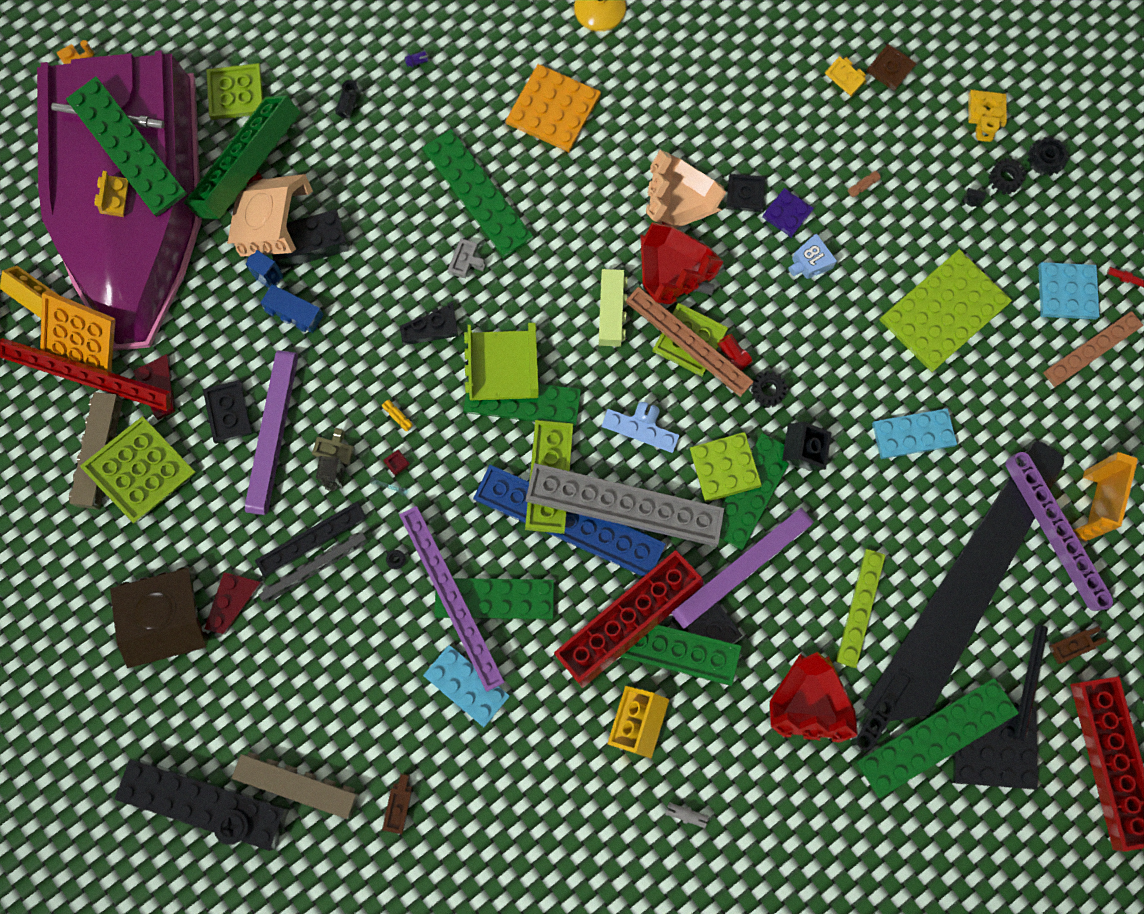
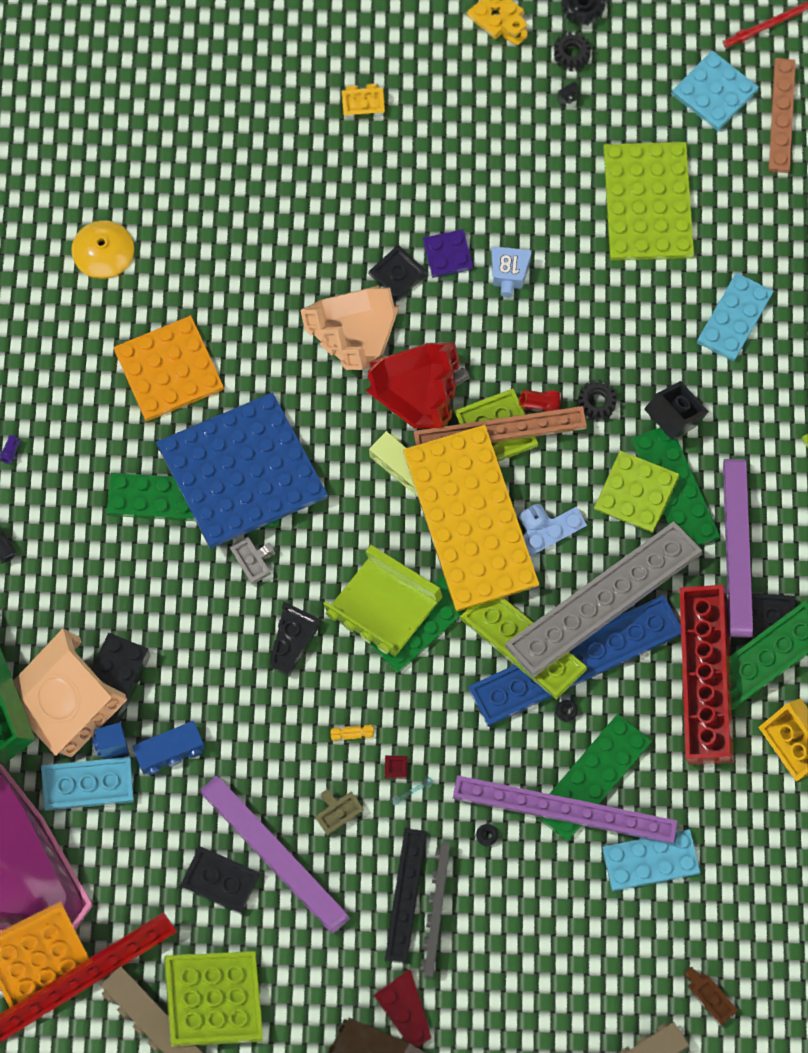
camera: 50 degrees left, 5 degrees down
(159, 375) = (127, 918): dark red wing -> none
(229, 279) = (87, 783): none -> medium azure plate
(330, 473) = (363, 828): clear smoke brick -> none
(519, 204) = (241, 470): none -> blue plate
(528, 537) = (566, 704): none -> black plate
(608, 371) = (470, 518): none -> yellow plate
(864, 184) = (476, 169): nougat axle -> none
(891, 67) = (387, 57): reddish brown plate -> none

